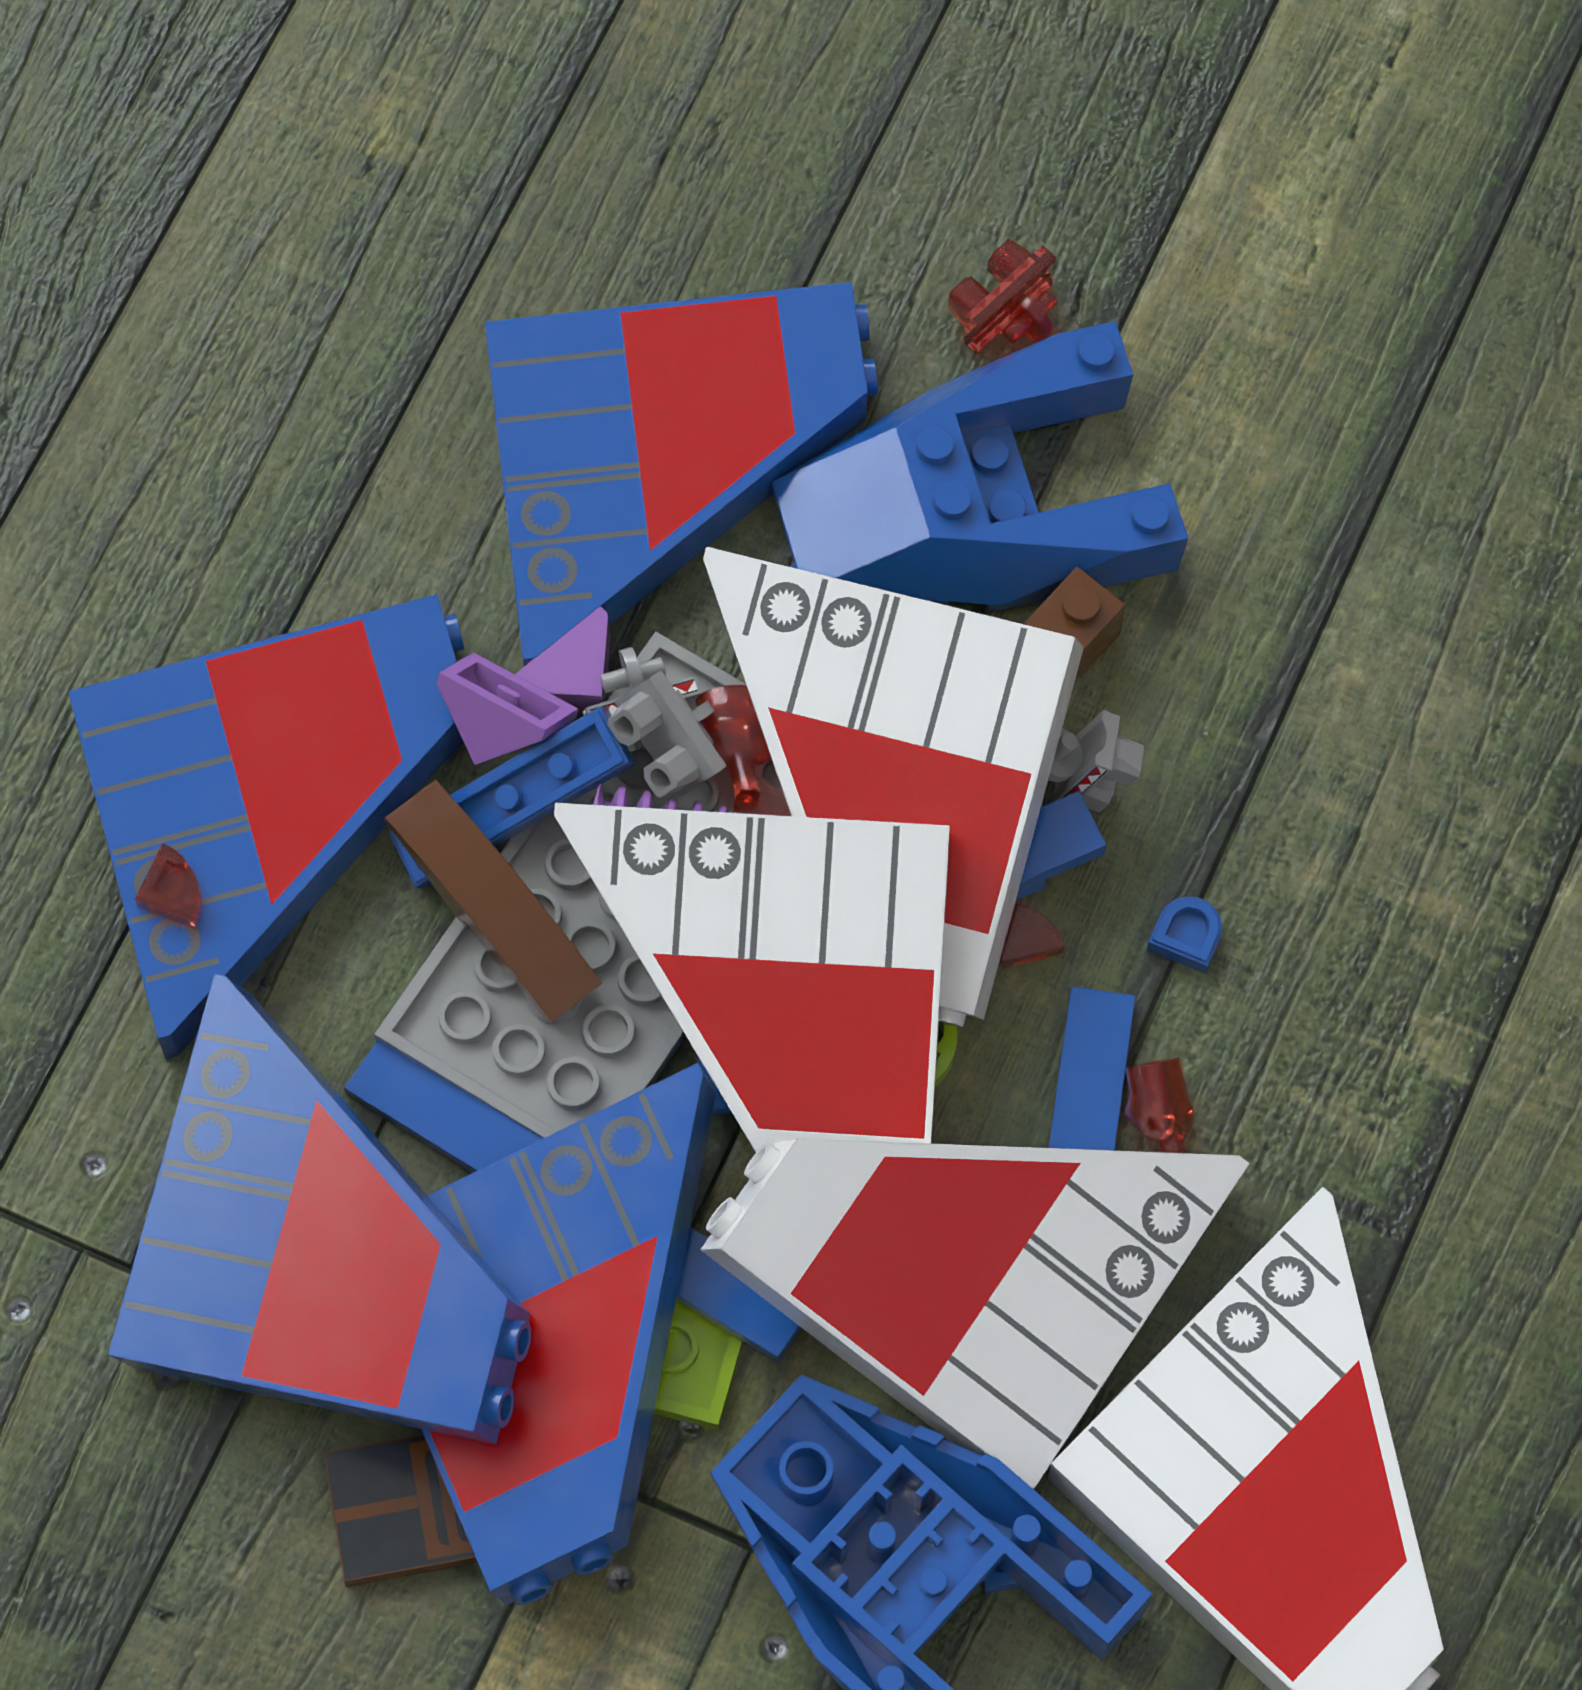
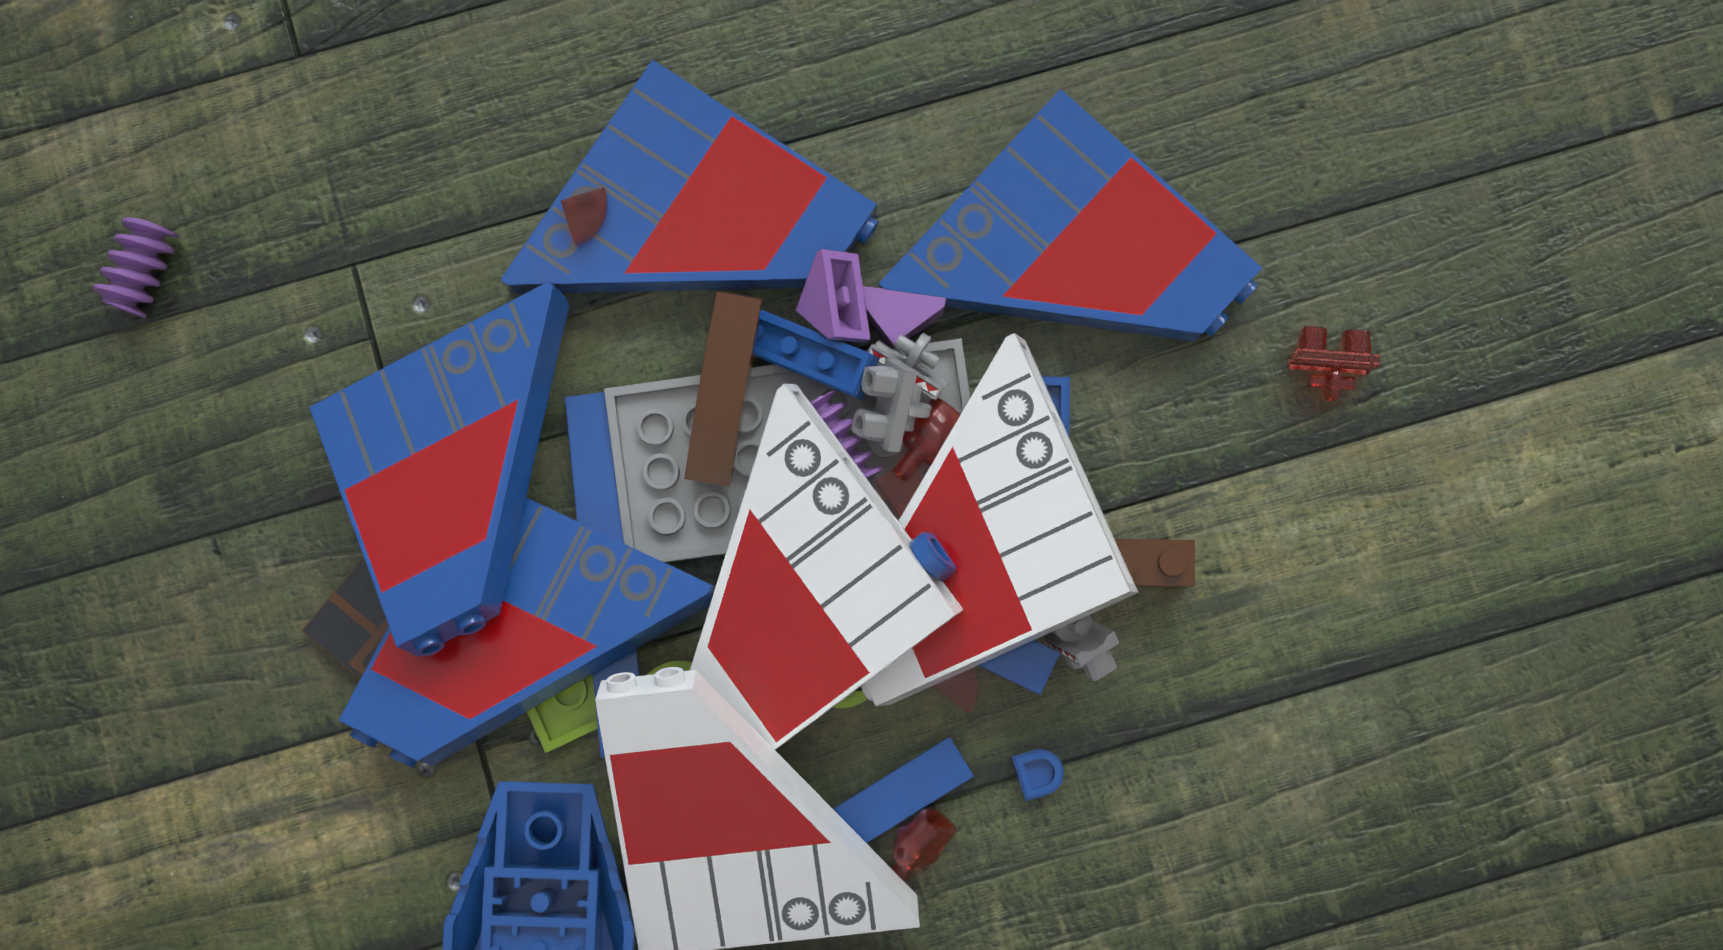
camera: 50 degrees right, 15 degrees up
(867, 808) = (932, 556): none -> blue tile
(942, 500) = (1175, 424): blue wedge -> none

